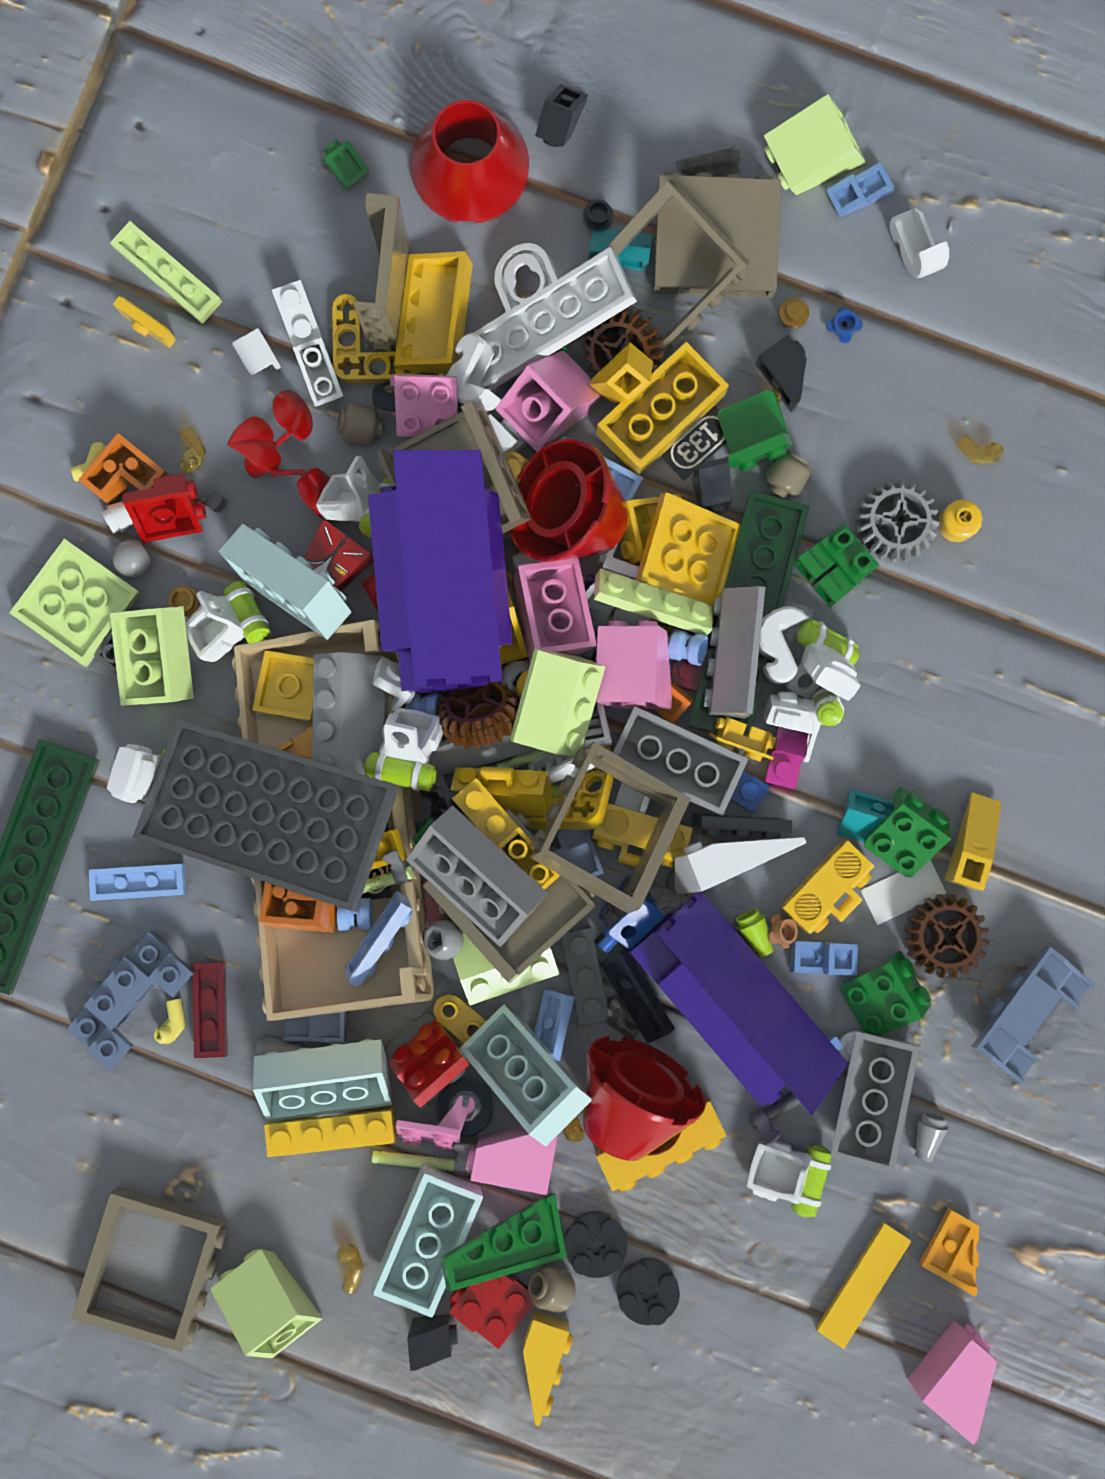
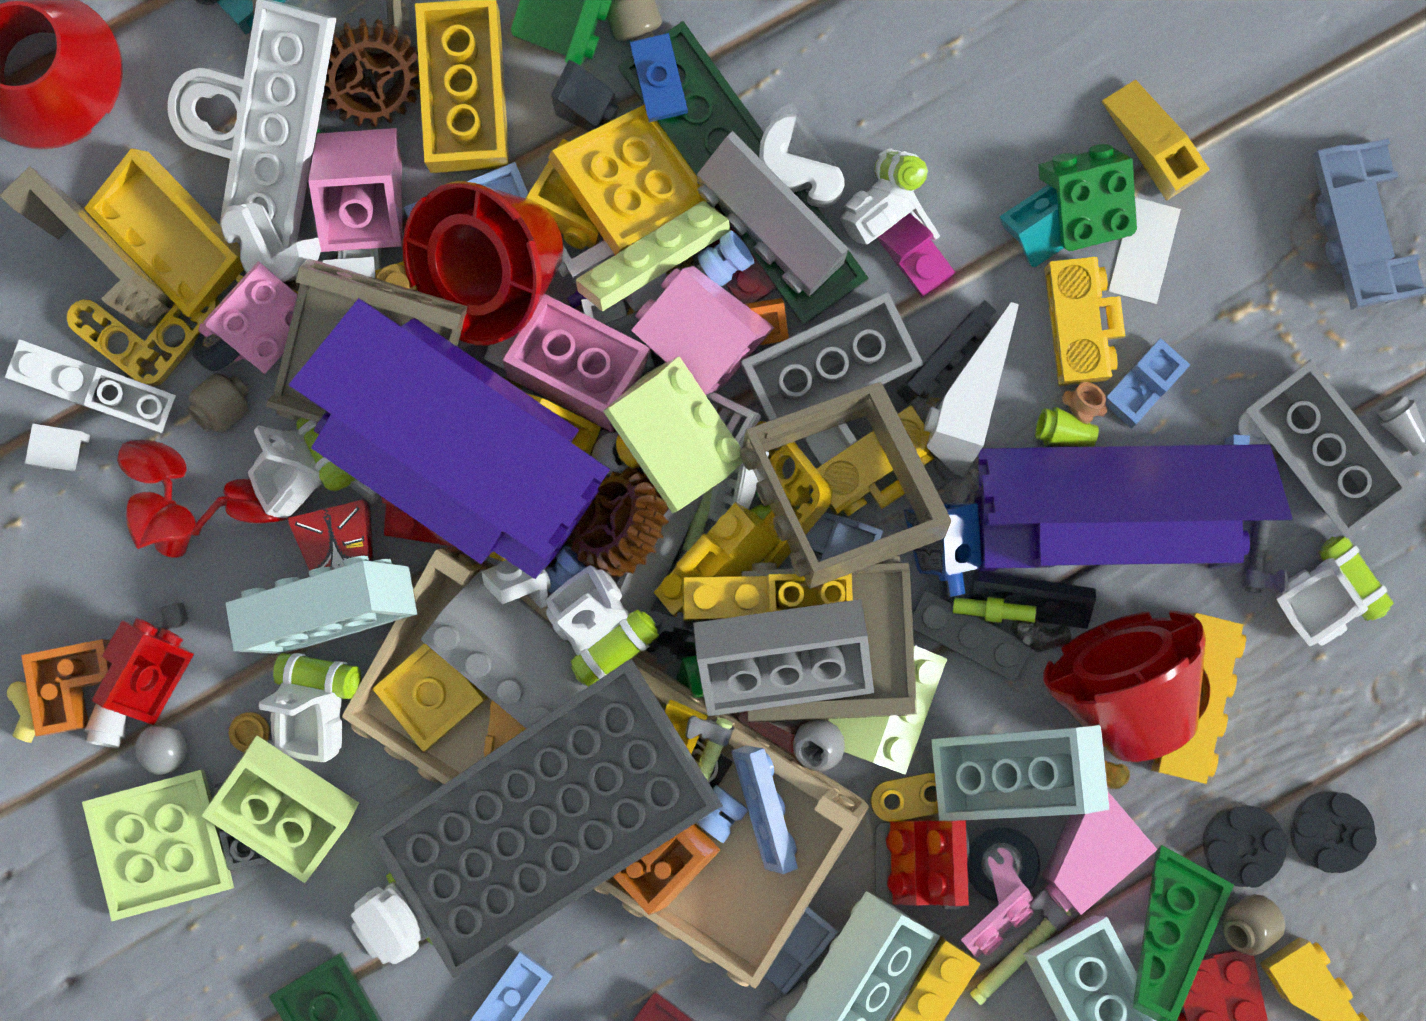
camera: 50 degrees left, 0 degrees up
(194, 452) = (103, 594): clear yellow arm -> none
(554, 1020) = (987, 703): light blue plate -> none
(612, 978) = (994, 609): none -> lime bar
(623, 375) = (398, 94): yellow slope -> none
(696, 445) = (525, 81): black sticker -> none
(749, 792) = (921, 319): blue plate -> none
(755, 743) = (877, 274): yellow hinge -> none
(763, 519) = (658, 77): none -> blue plate
(827, 660) = (854, 131): white piece -> none
(851, 562) = (769, 24): green hips -> none
(887, 996) = (1235, 352): green bracket -> none
(956, 927) = (1222, 227): reddish brown gear -> none

